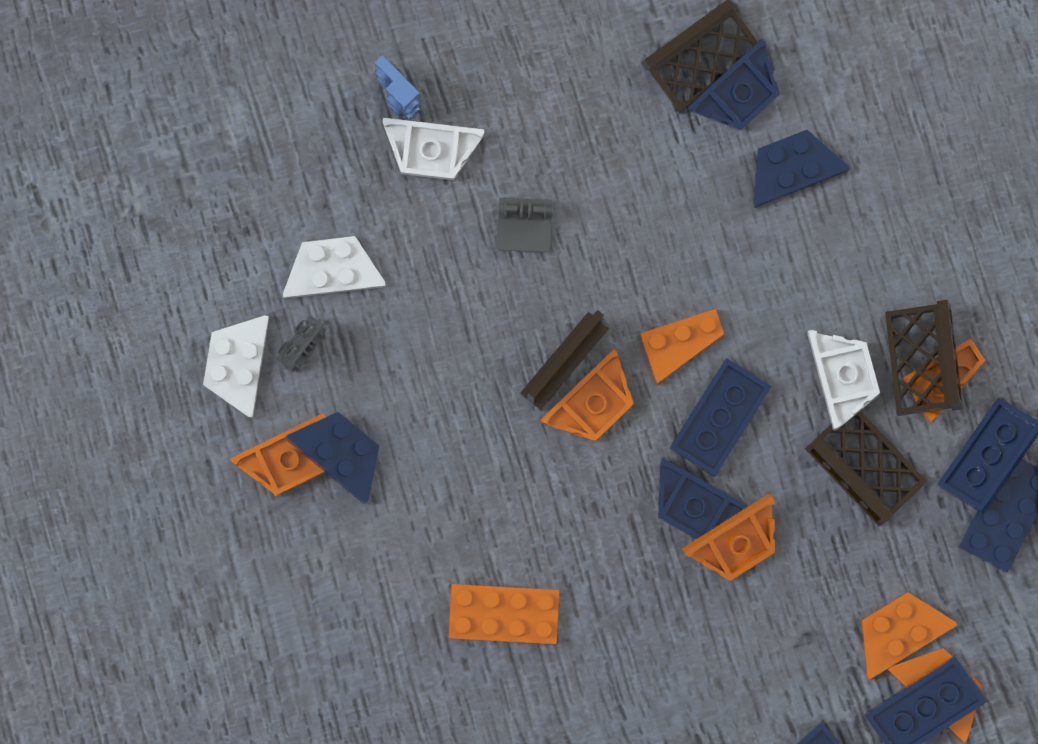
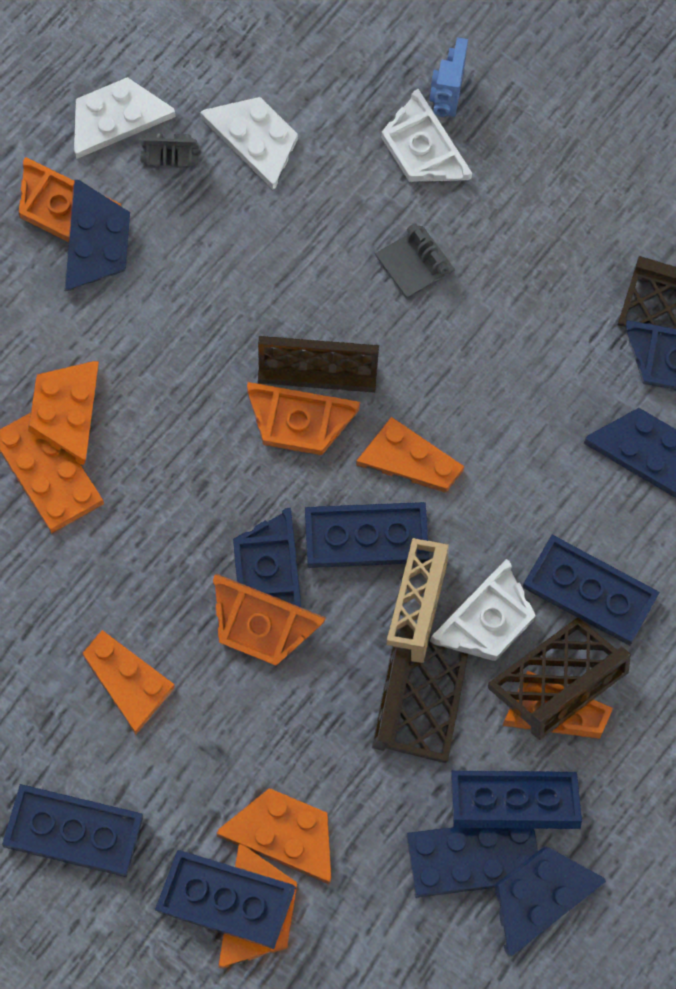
camera: 55 degrees right, 15 degrees down
(467, 569) = (64, 408): none -> orange wing
(710, 665) = (128, 679): none -> orange wing
(810, 414) = (428, 603): none -> tan fence
(872, 288) = (591, 589): none -> dark blue plate

